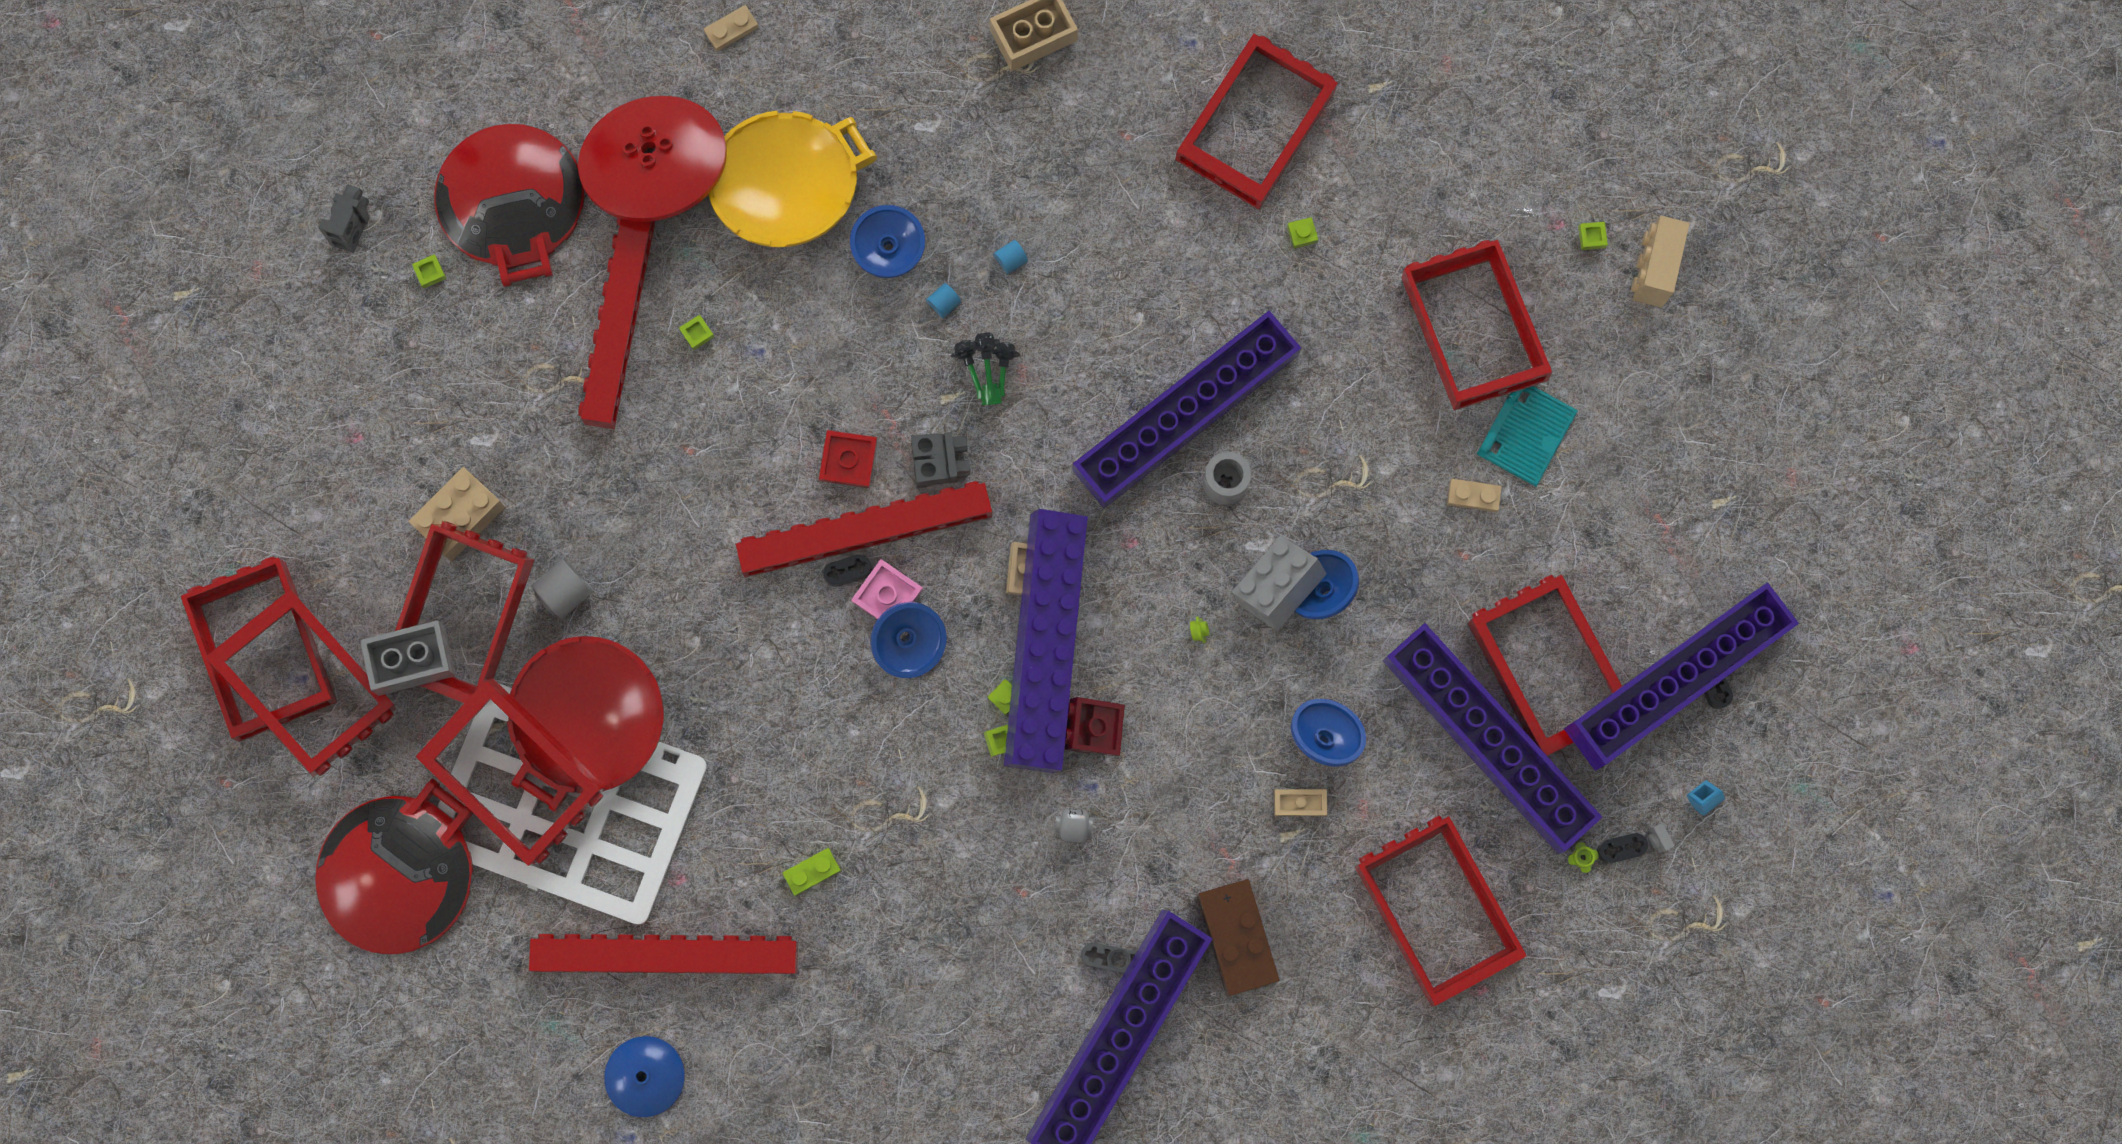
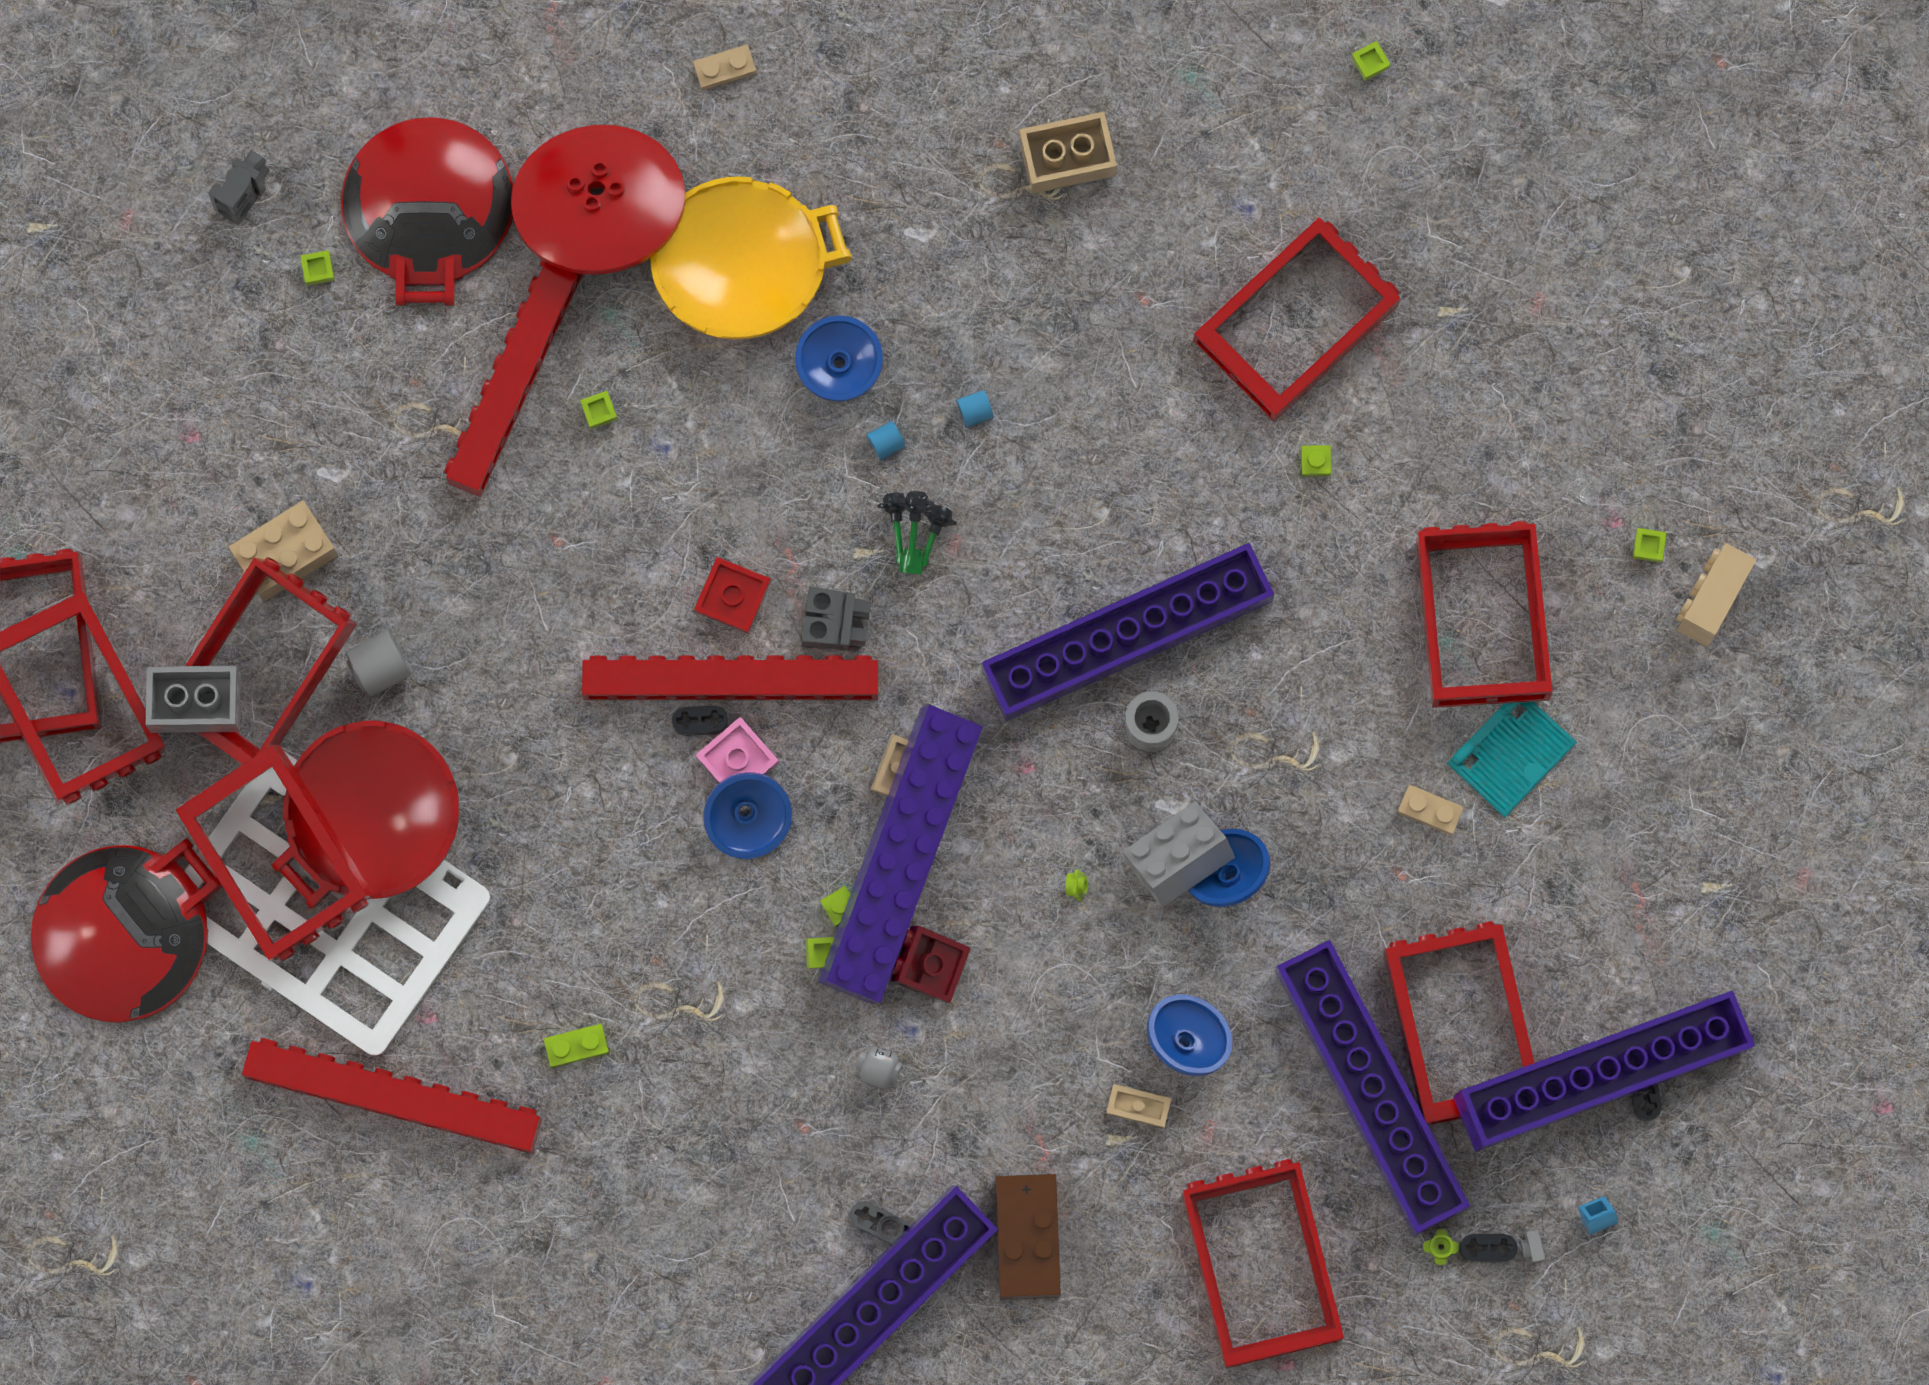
camera: 20 degrees right, 0 degrees up
(663, 1080) = (359, 1226): blue dish -> none

